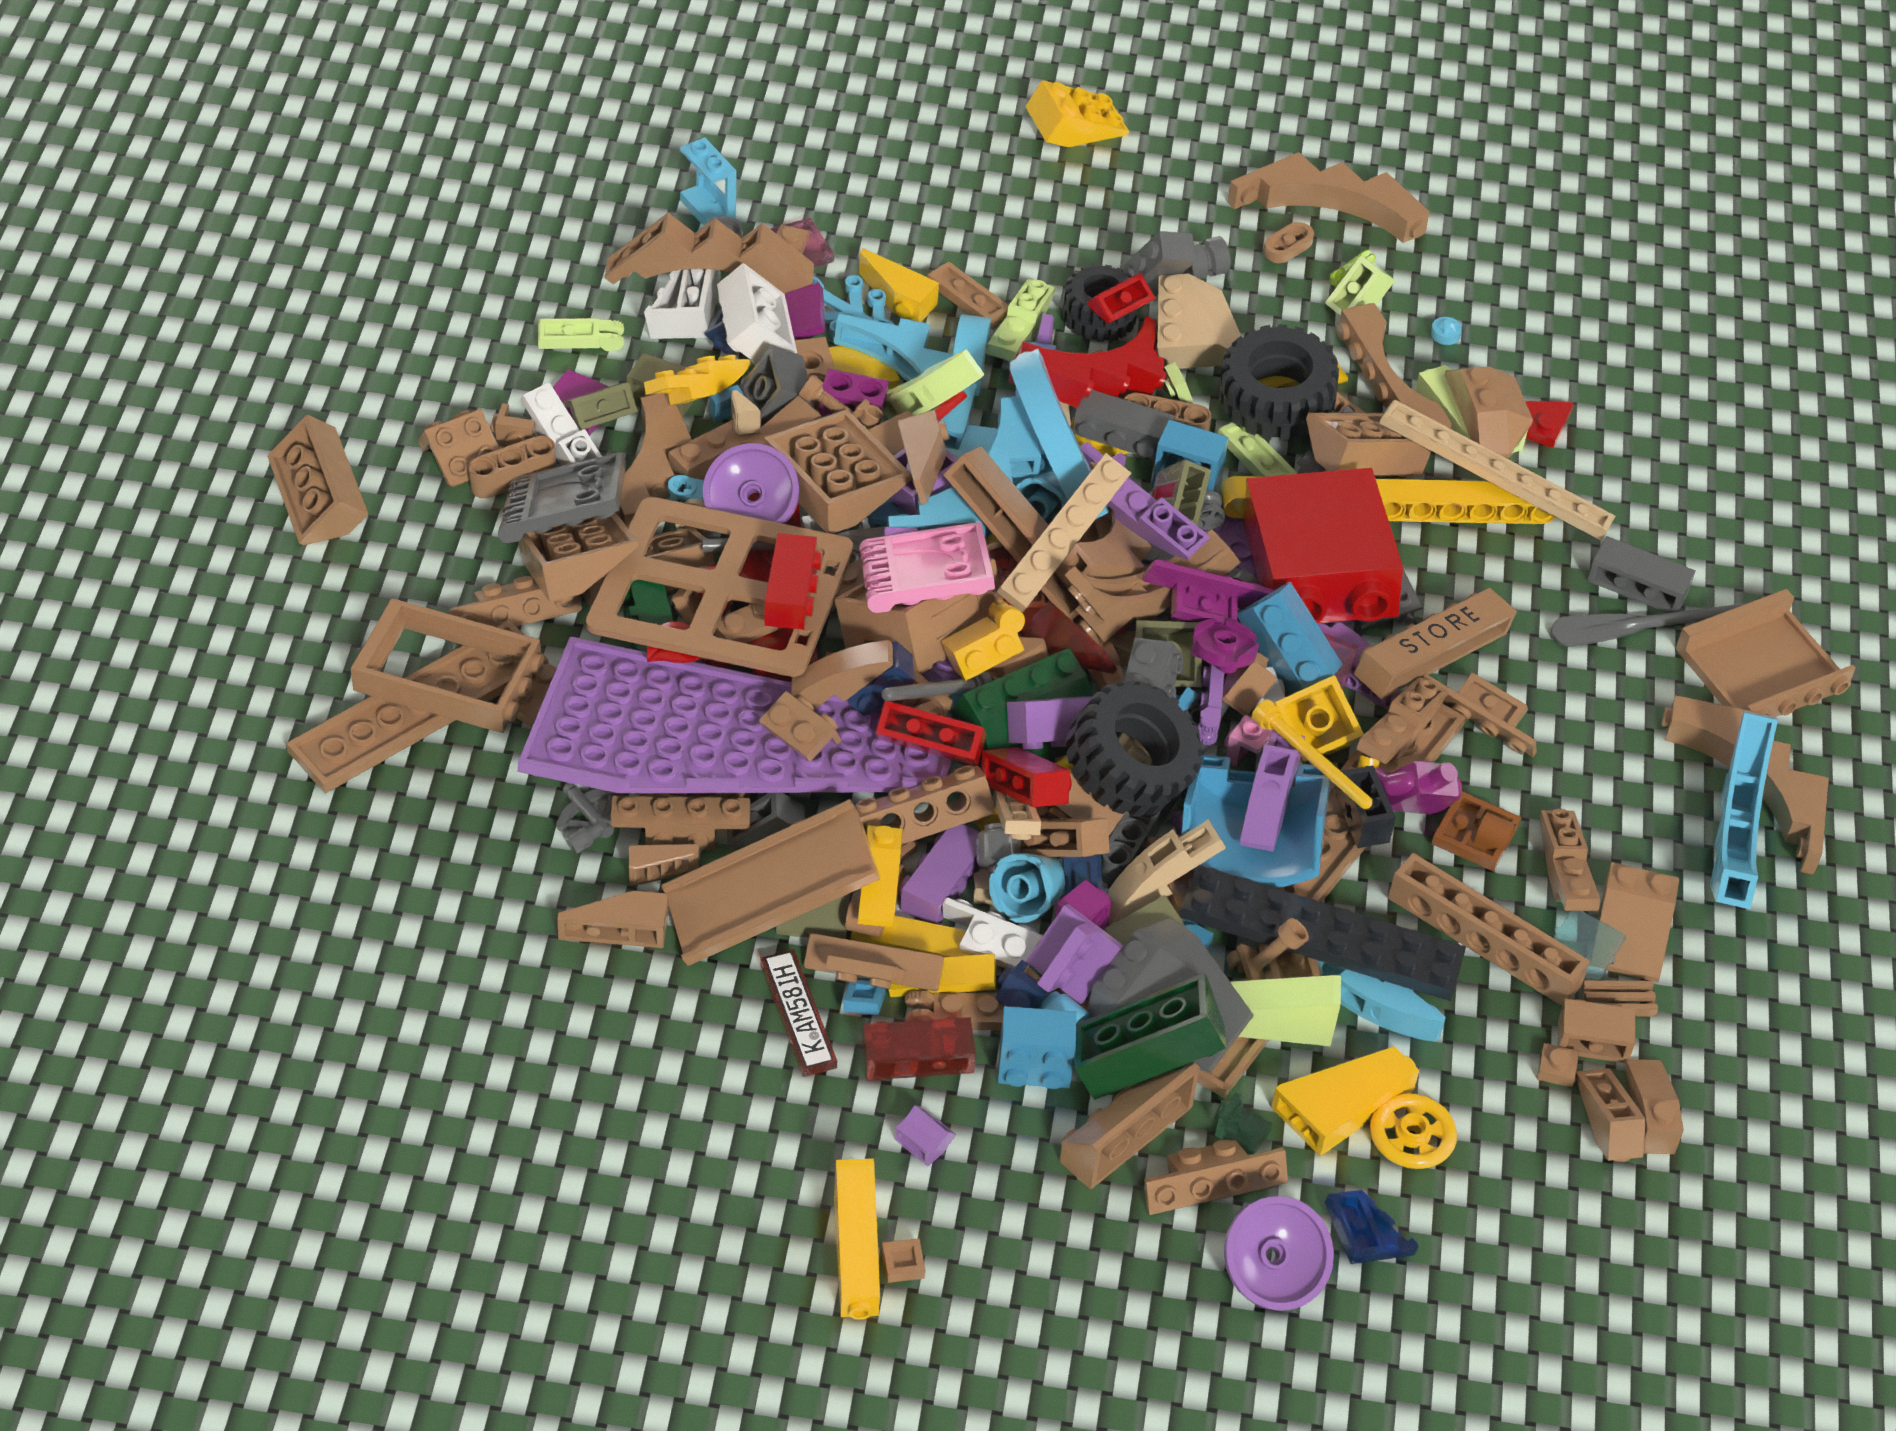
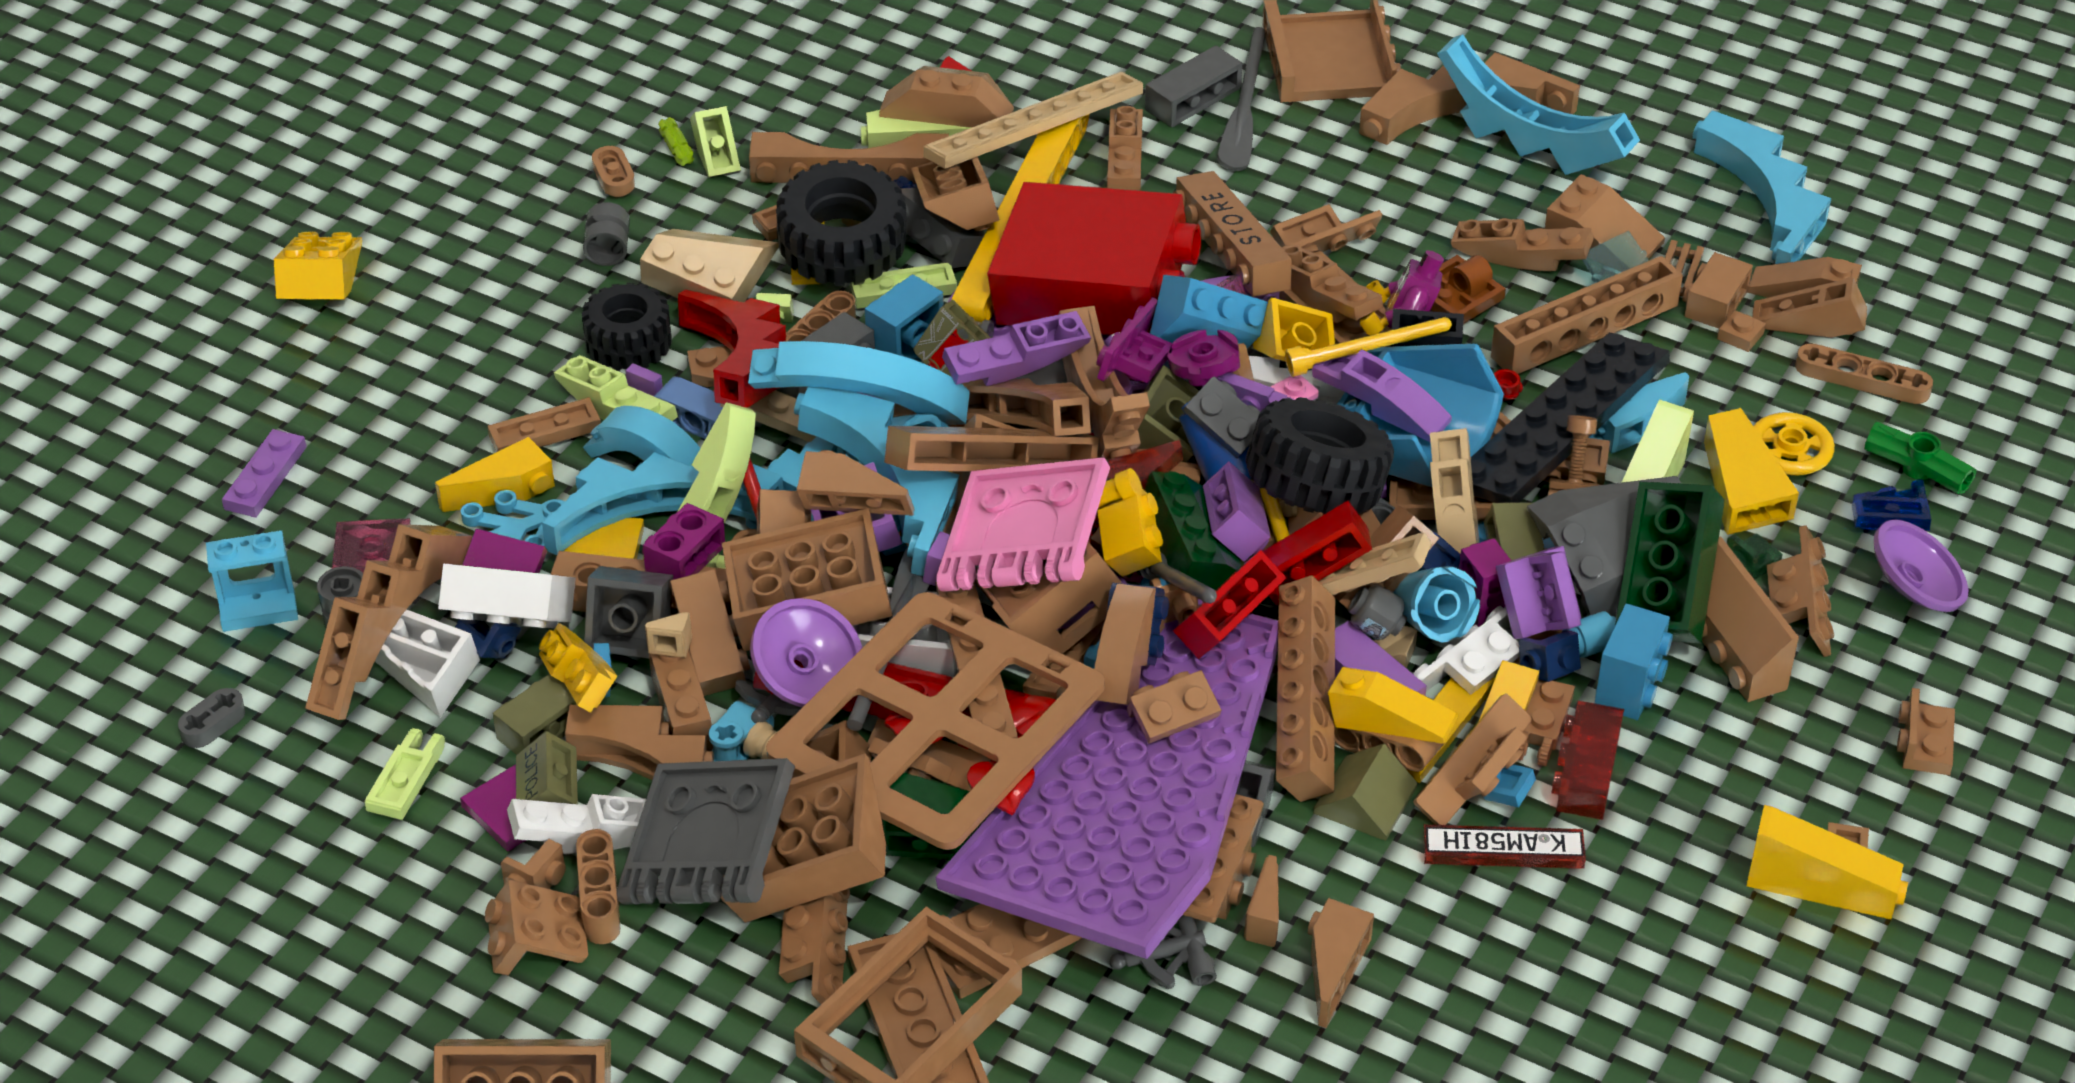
camera: 65 degrees left, 5 degrees down
(590, 220) = (211, 717): none -> dark grey beam
(770, 882) = (1362, 800): medium nougat ladder -> none
(792, 581) = (981, 645): red brick -> none
(794, 236) = (371, 543): medium nougat plate -> none
(844, 165) = (264, 473): none -> medium lavender plate
(867, 413) = (676, 562): medium nougat bar -> none
(923, 1135) = (1696, 789): medium lavender piece -> none
(1063, 532) = (1012, 398): tan plate -> none
(1073, 1302) = (1927, 735): none -> medium nougat bracket
(1122, 299) = (655, 297): red slope -> none
(1162, 255) = (624, 247): dark grey brick -> none
(1299, 183) = (595, 89): medium nougat arch -> none
(1372, 888) = (1509, 383): none -> red plate
(1444, 1253) = (1920, 457): none -> green piece
(1446, 330) = (799, 107): medium azure tile -> none
(1521, 553) = (1125, 148): none -> medium nougat slope
(1552, 1175) = (1914, 384): none -> medium nougat beam
(1753, 1072) = (1755, 158): none -> medium azure arch

